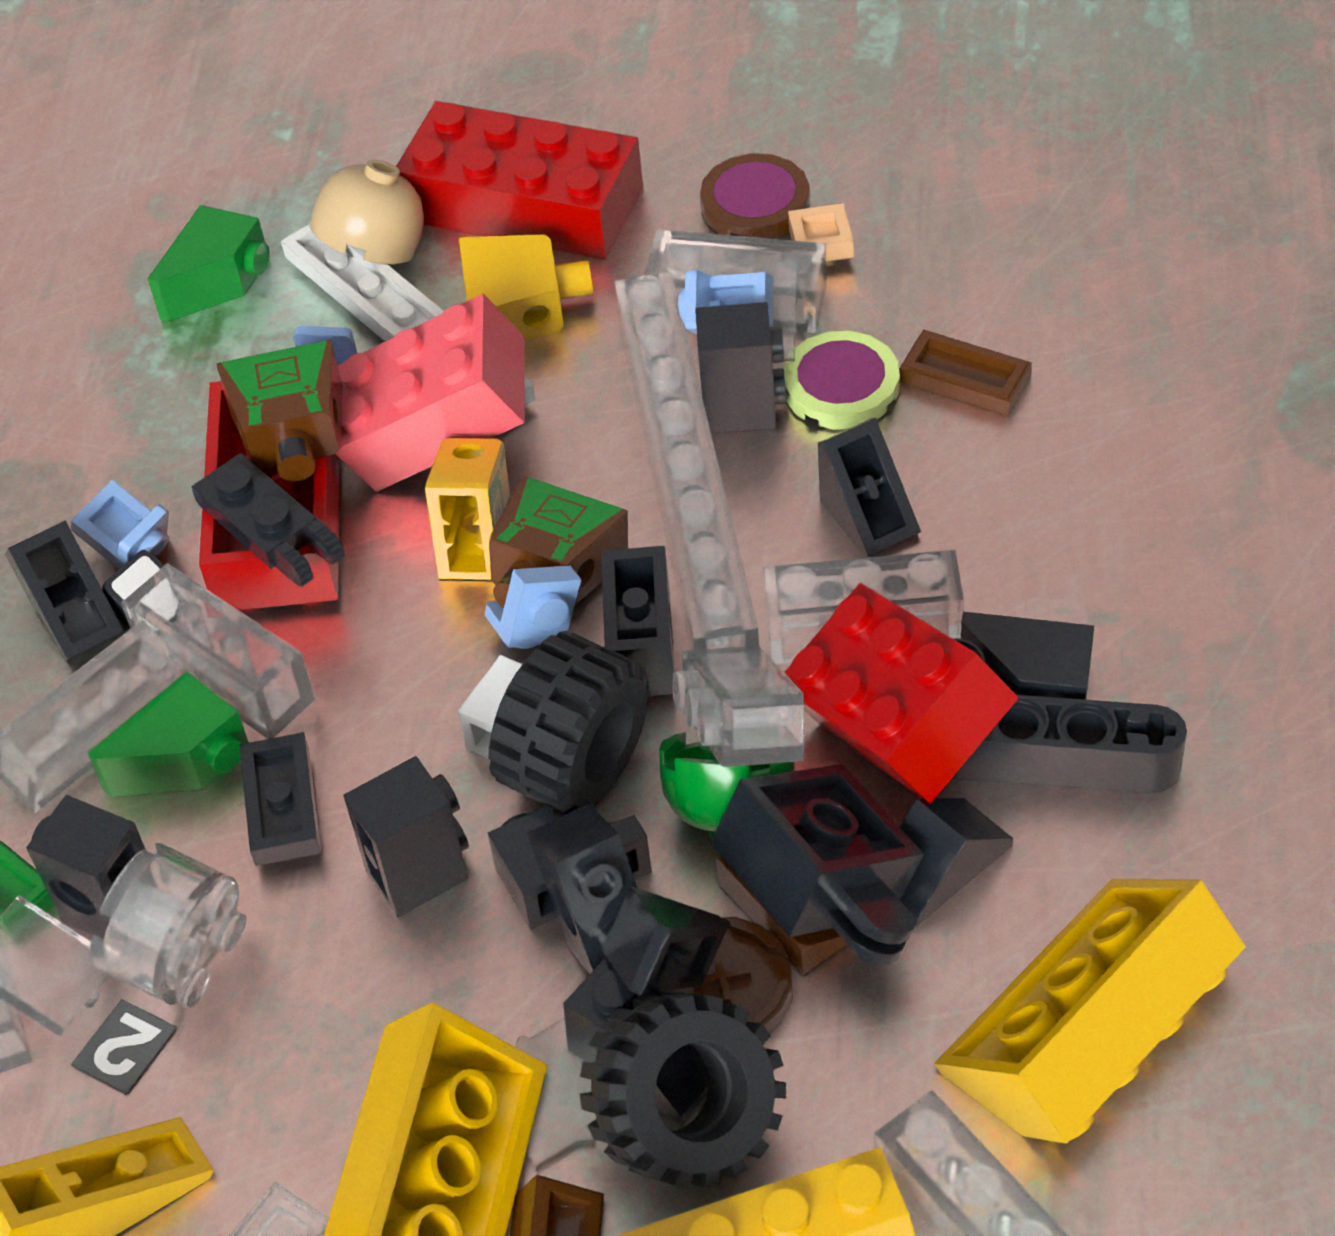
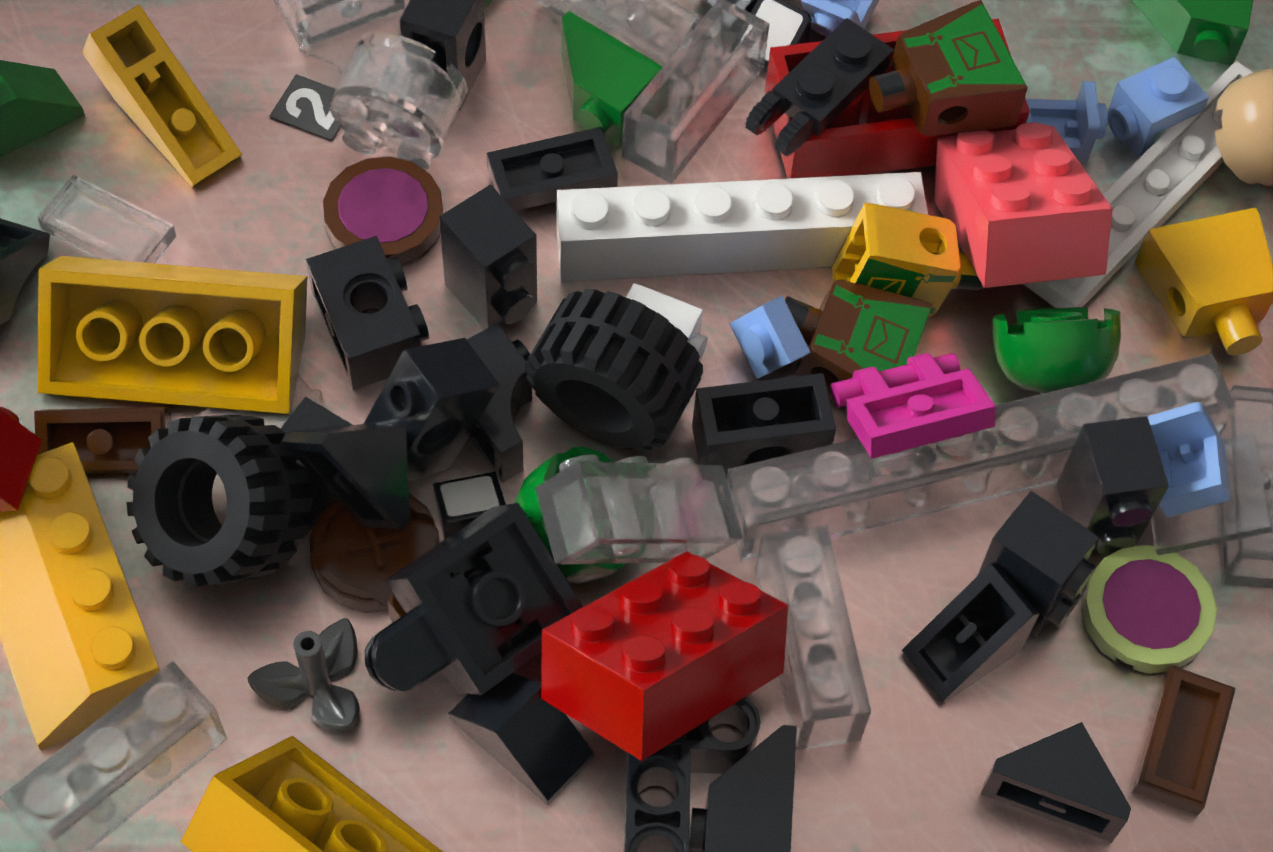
camera: 75 degrees right, 10 degrees up
(295, 967) = (386, 201): none -> tile
(318, 295) = (1153, 103): none -> light blue bracket
(390, 630) = (719, 224): none -> white brick
(465, 942) = (361, 279): none -> black brick
(585, 392) = (1056, 347): none -> green cylinder
(666, 474) = (913, 404): none -> dark pink plate
(686, 878) = (465, 499): none -> slope
(801, 411) = (1044, 558): none -> black brick
(873, 1028) = (319, 662): none -> dark grey plant
(1008, 444) = (1062, 782): none -> black slope

